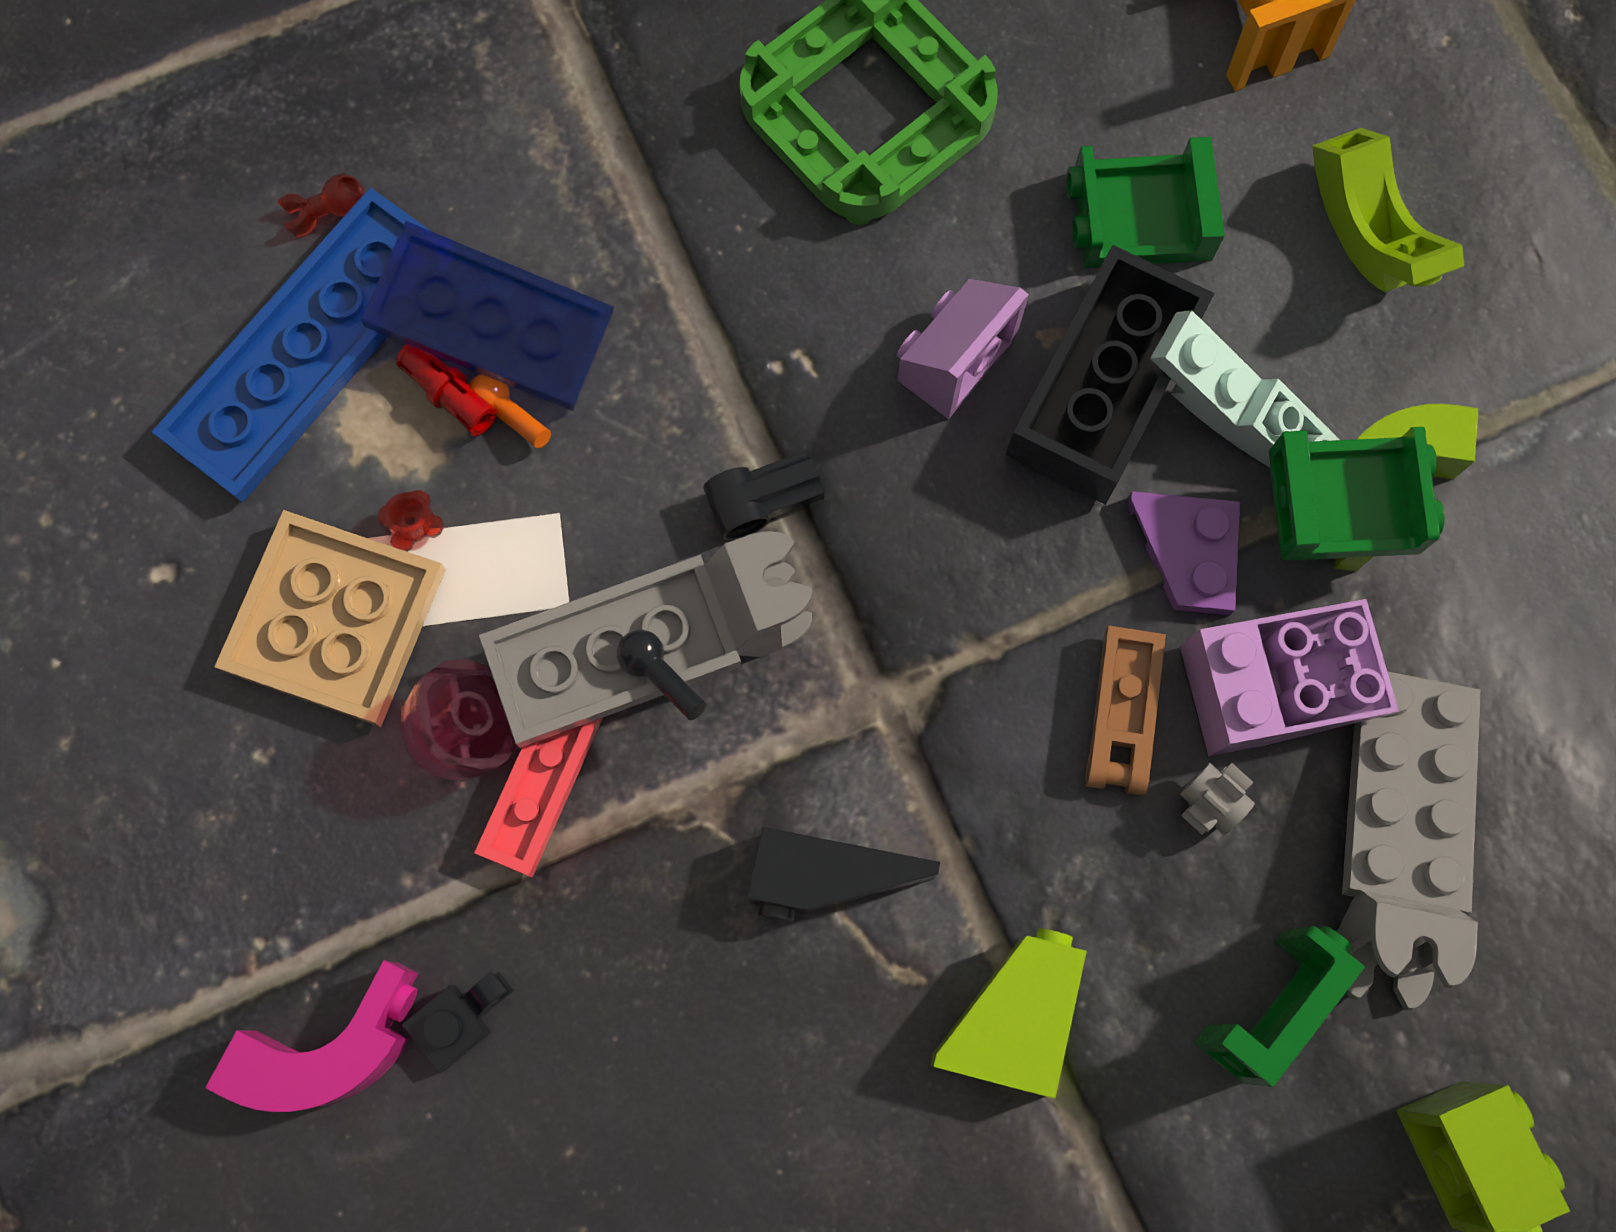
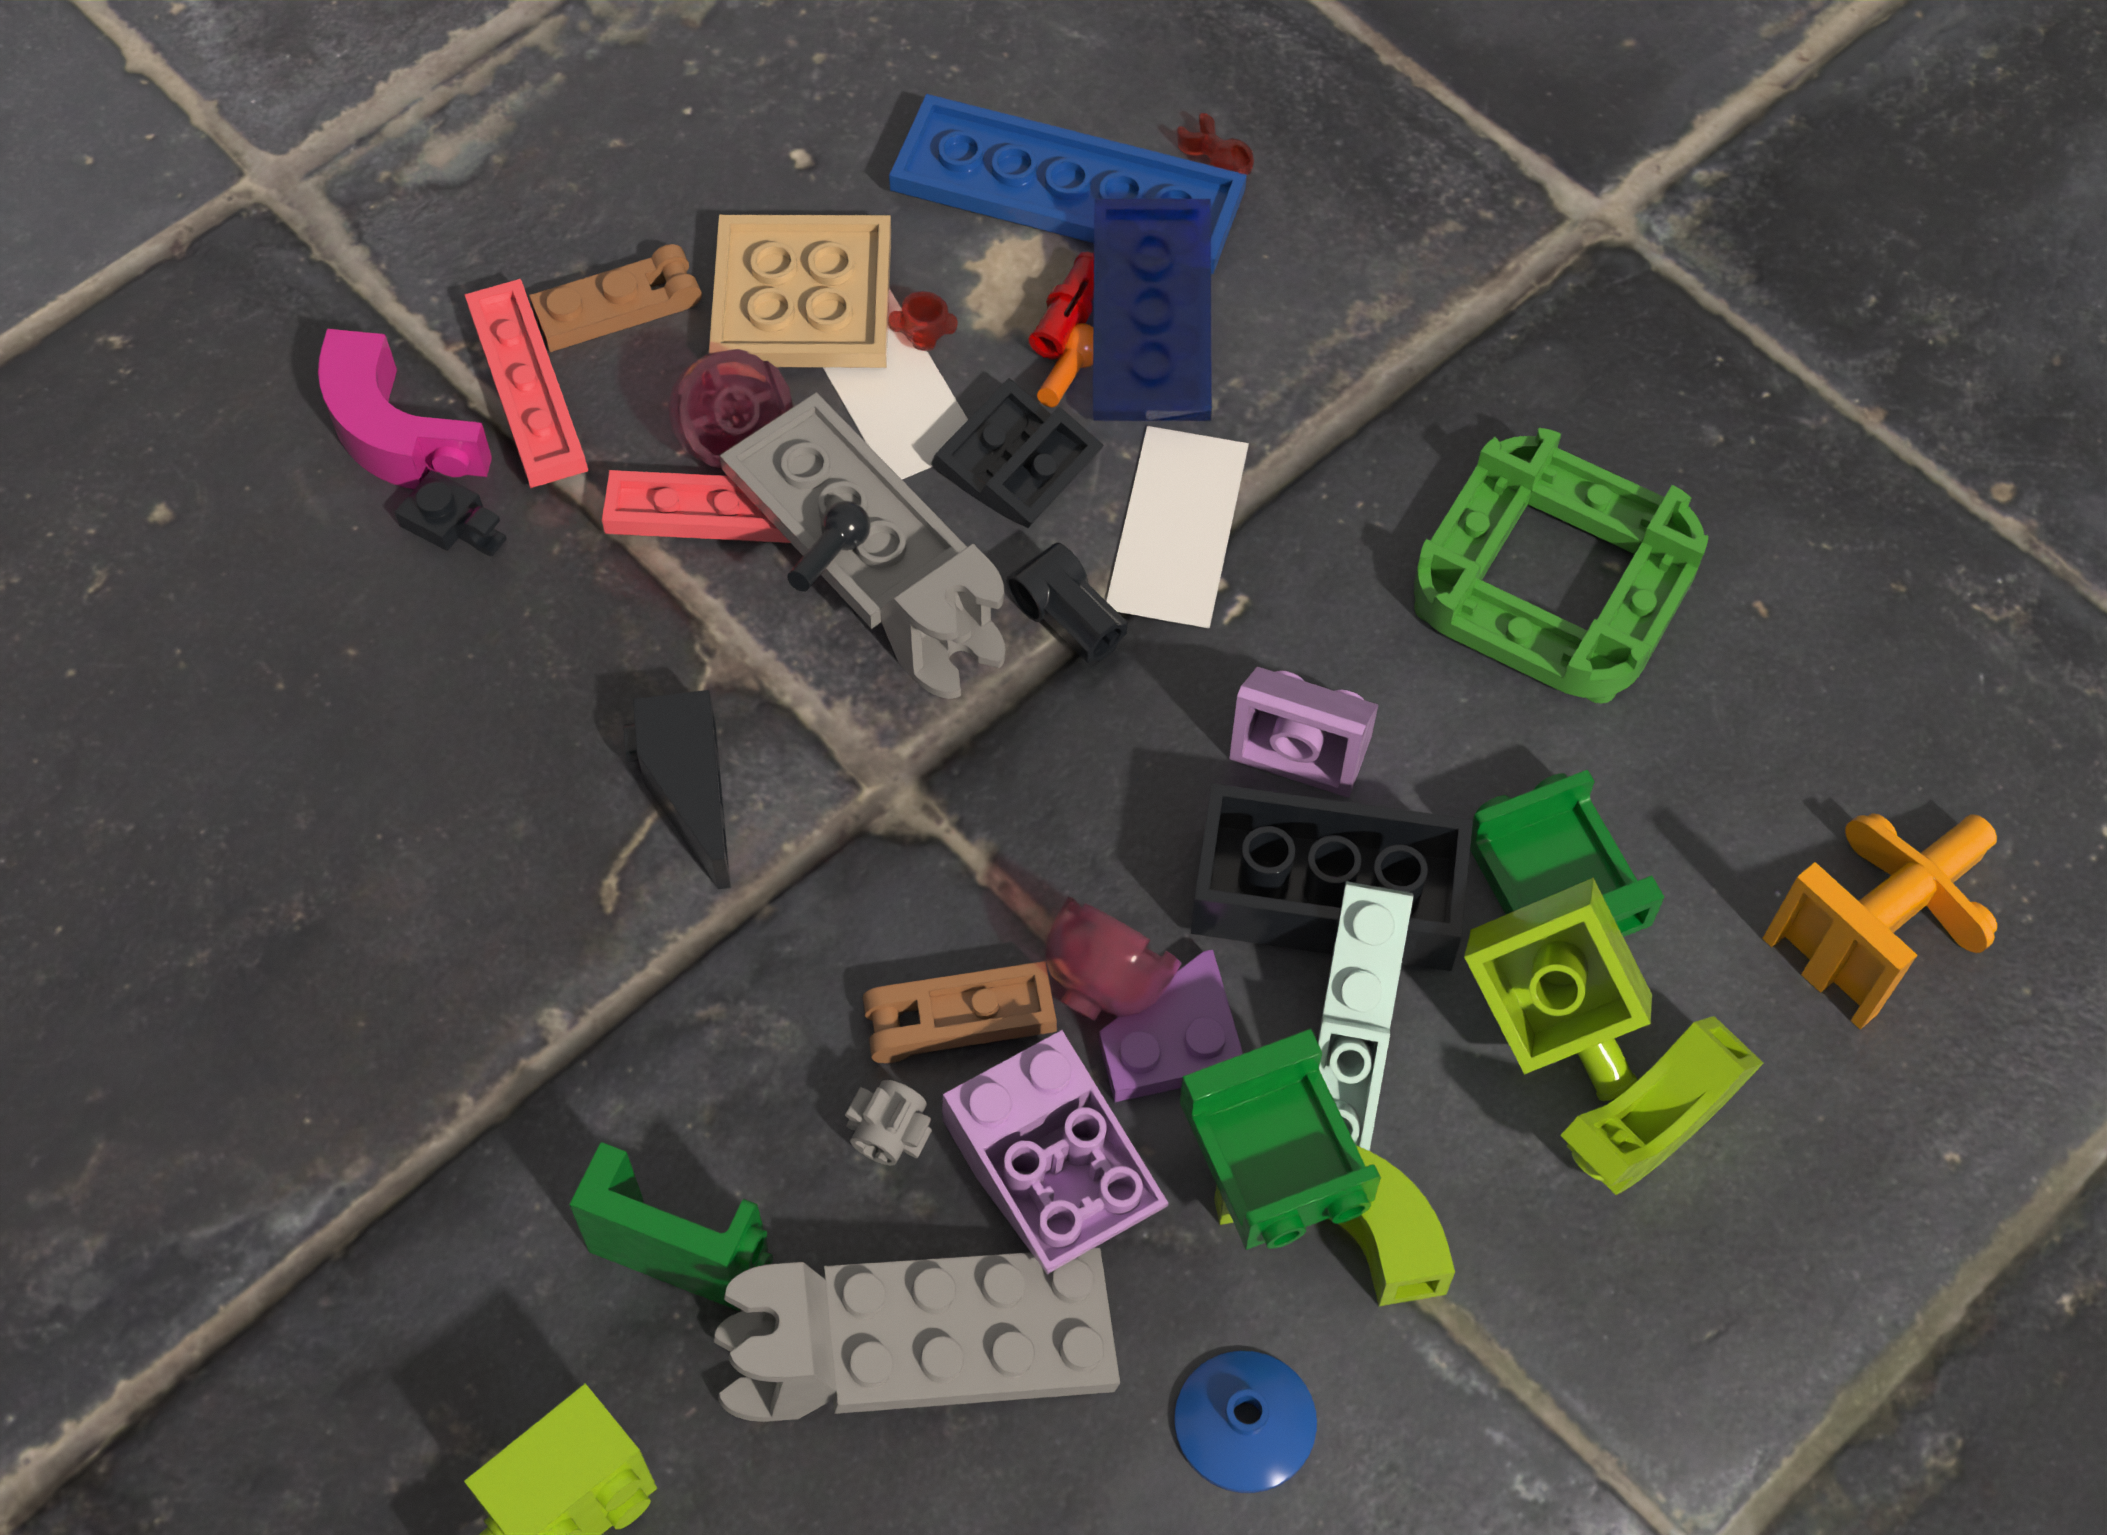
camera: 70 degrees right, 15 degrees down
(264, 796) = (616, 299): none -> medium nougat plate
(332, 906) = (526, 383): none -> coral plate
(587, 486) = (1016, 454): none -> black slope
(706, 380) = (1177, 527): none -> white sticker
(1020, 1017) = (590, 994): lime slope -> none
(1131, 576) = (1104, 963): none -> clear pink cylinder
(1272, 235) = (1563, 984): none -> lime brick
(1501, 621) = (1241, 1454): none -> blue dish

